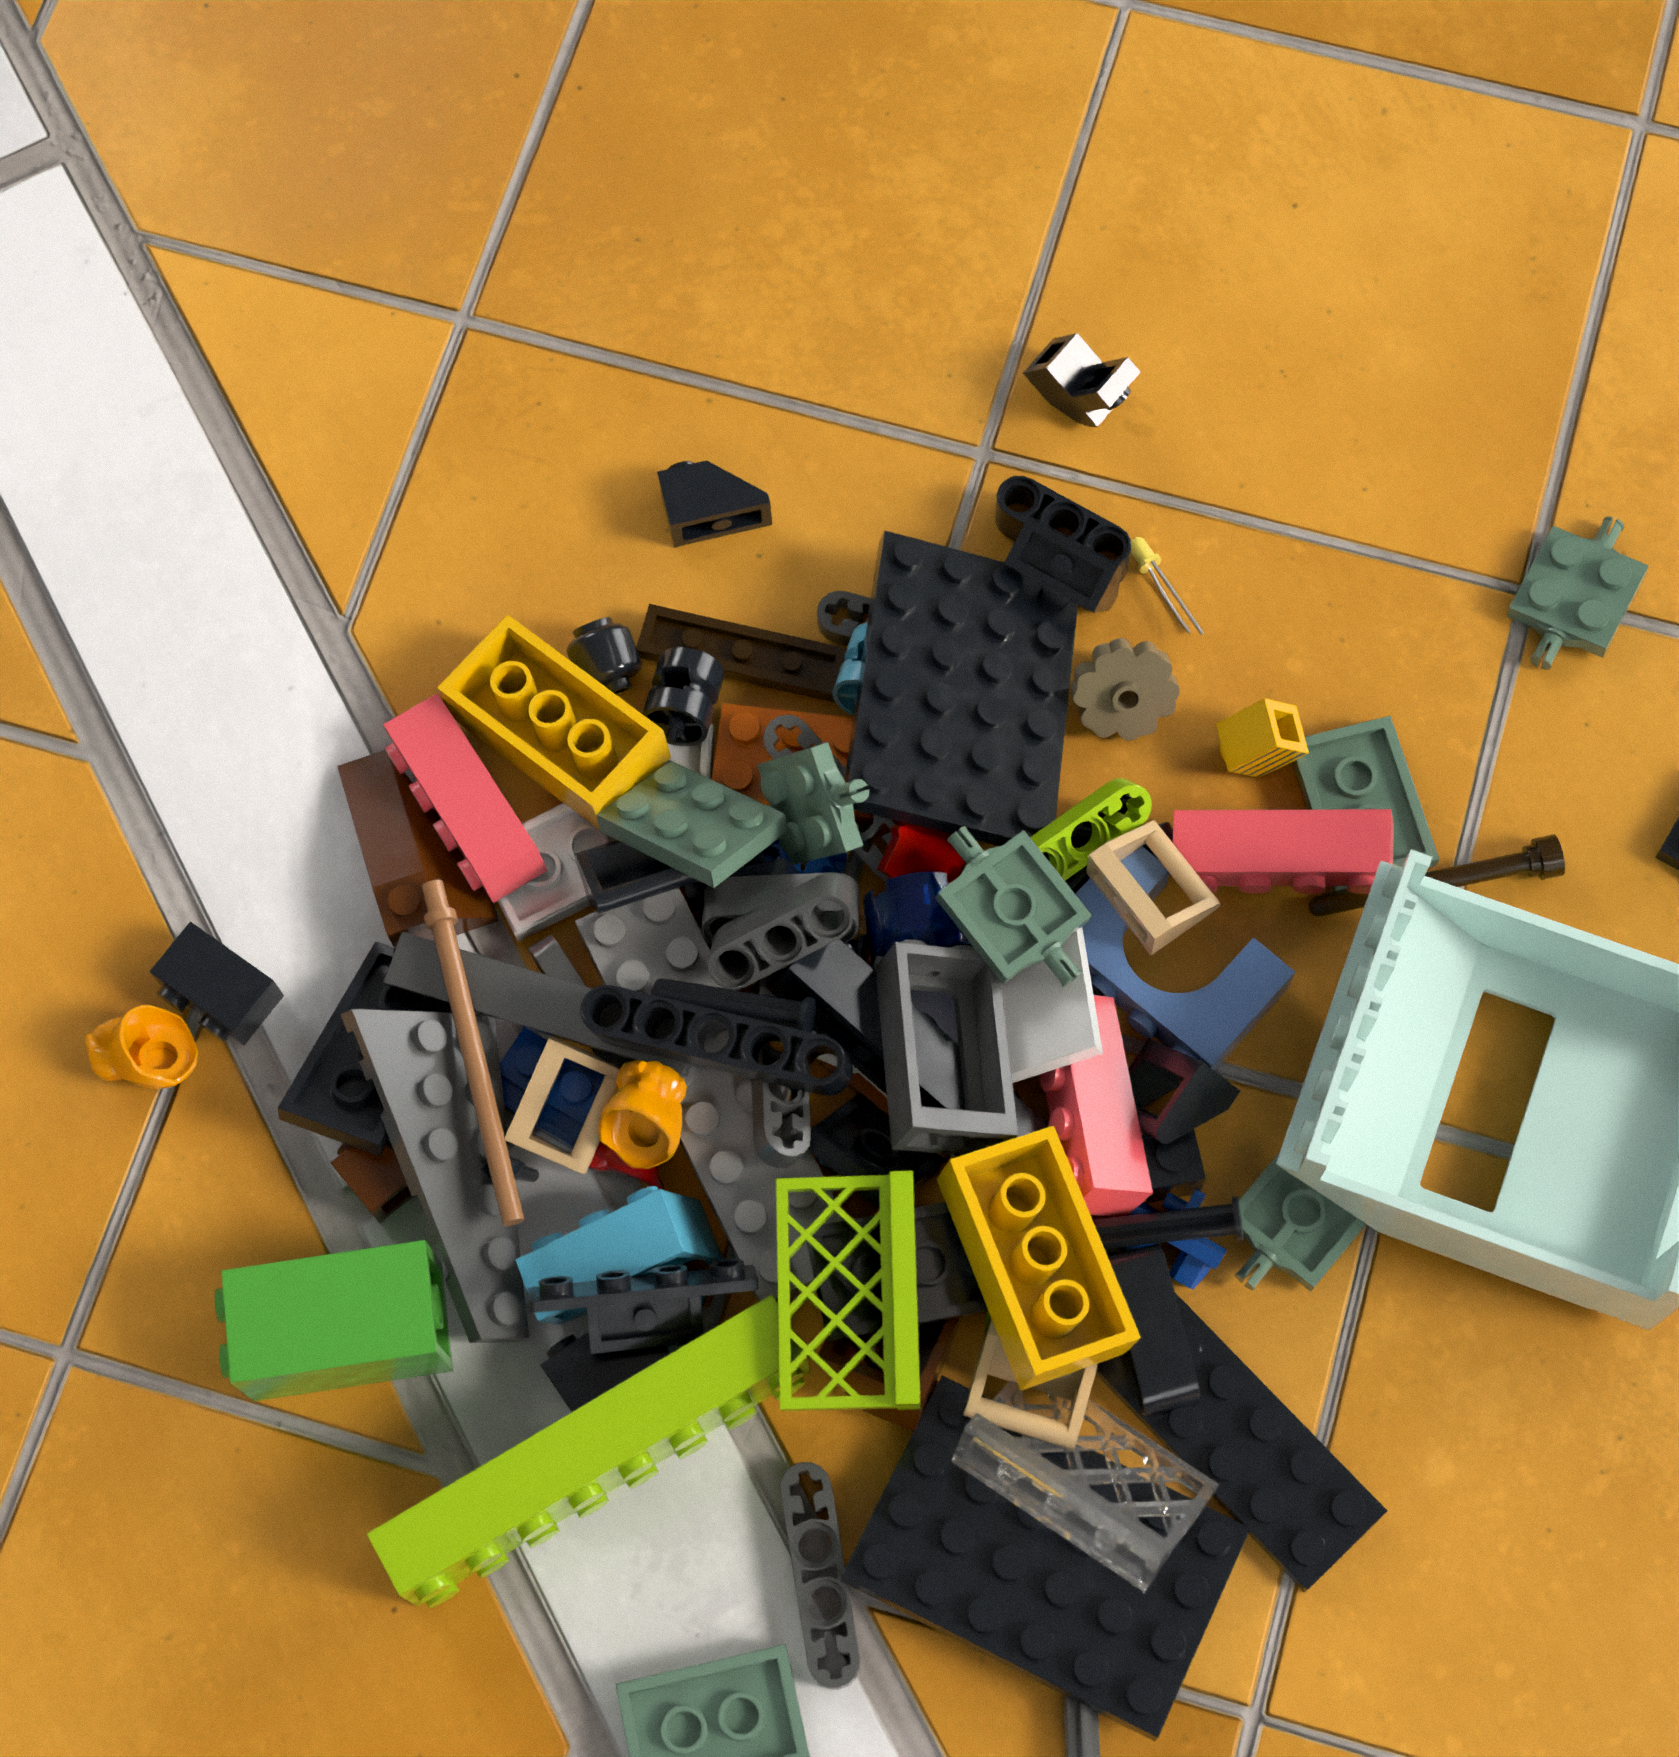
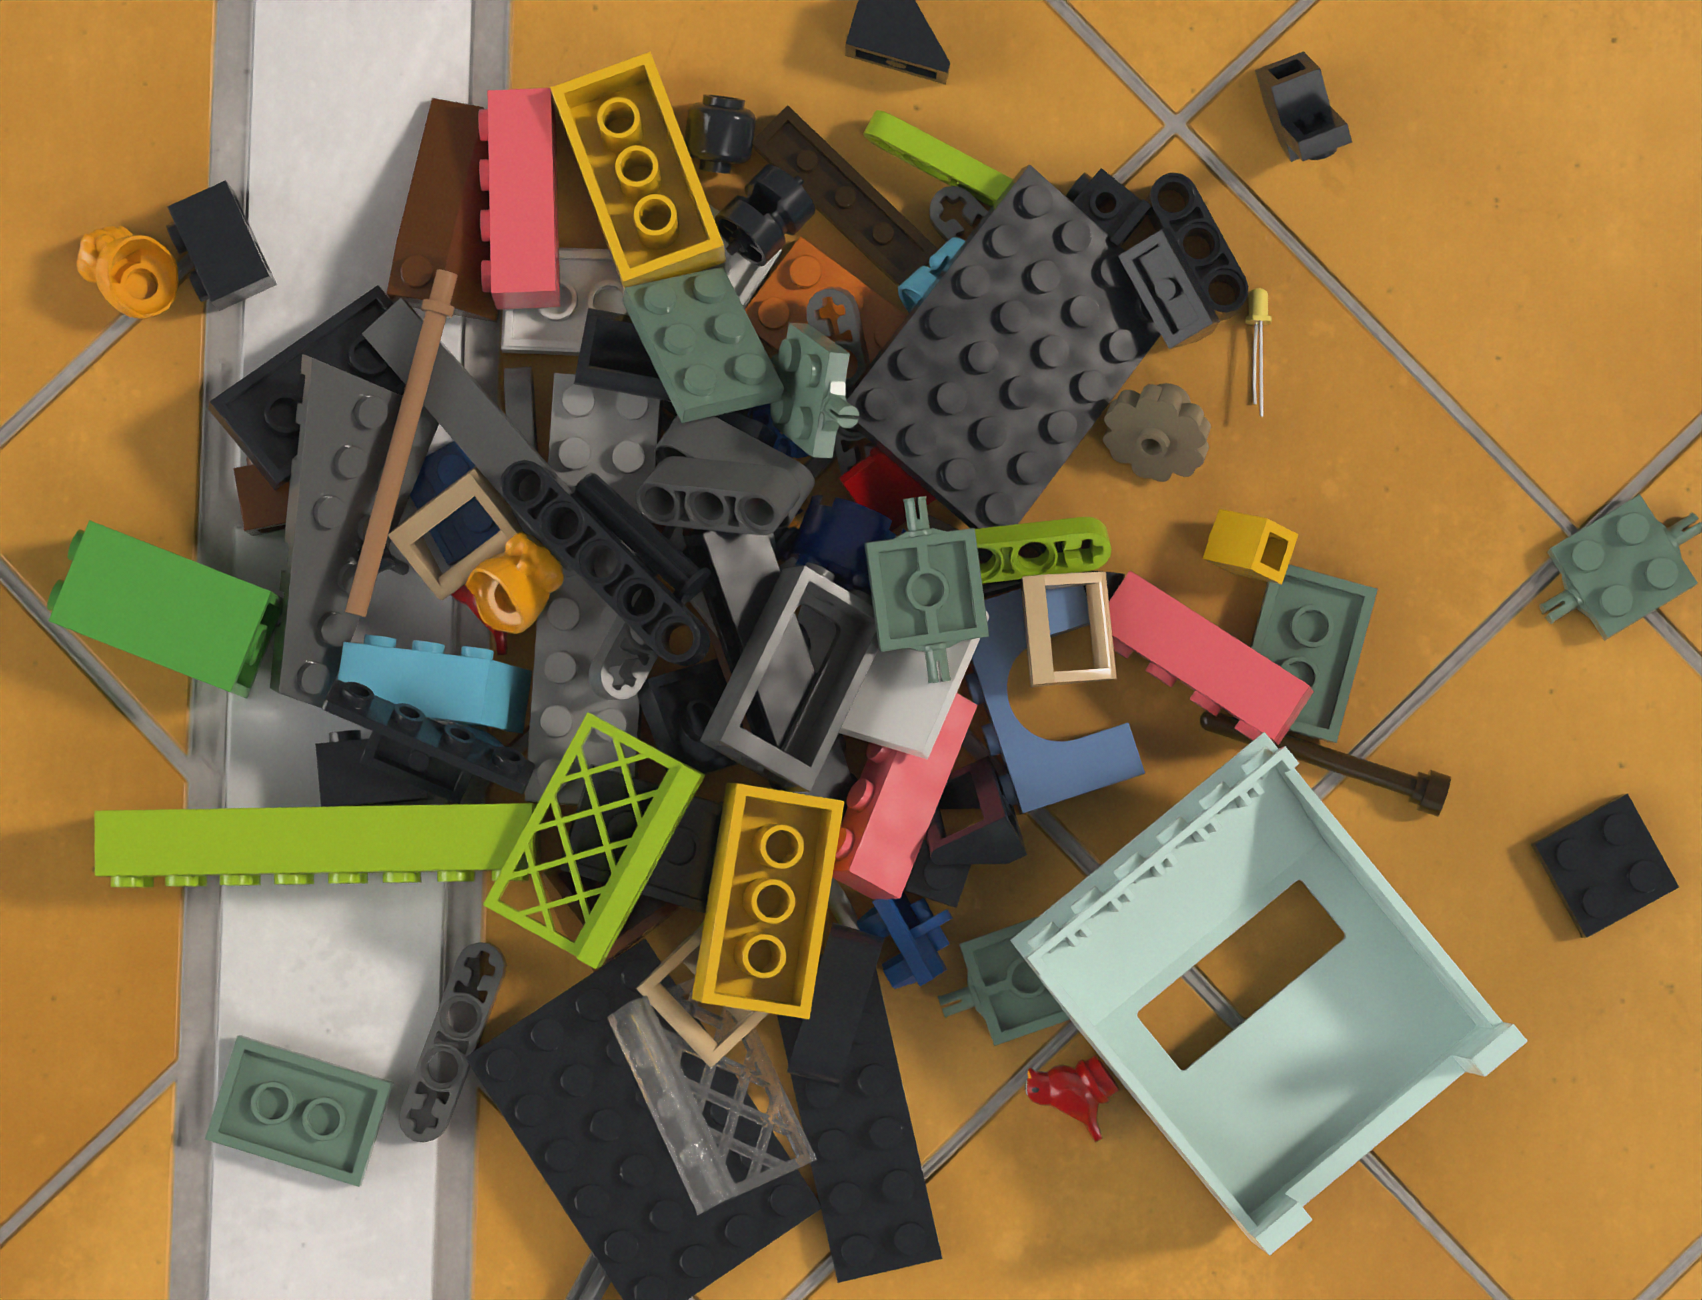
camera: 20 degrees right, 15 degrees up
(799, 578) = (935, 157): none -> lime beam
(983, 533) = (1128, 209): none -> black brick
(1171, 1225) = (898, 929): black axle -> none
(1409, 1287) = (1074, 1090): none -> red animal

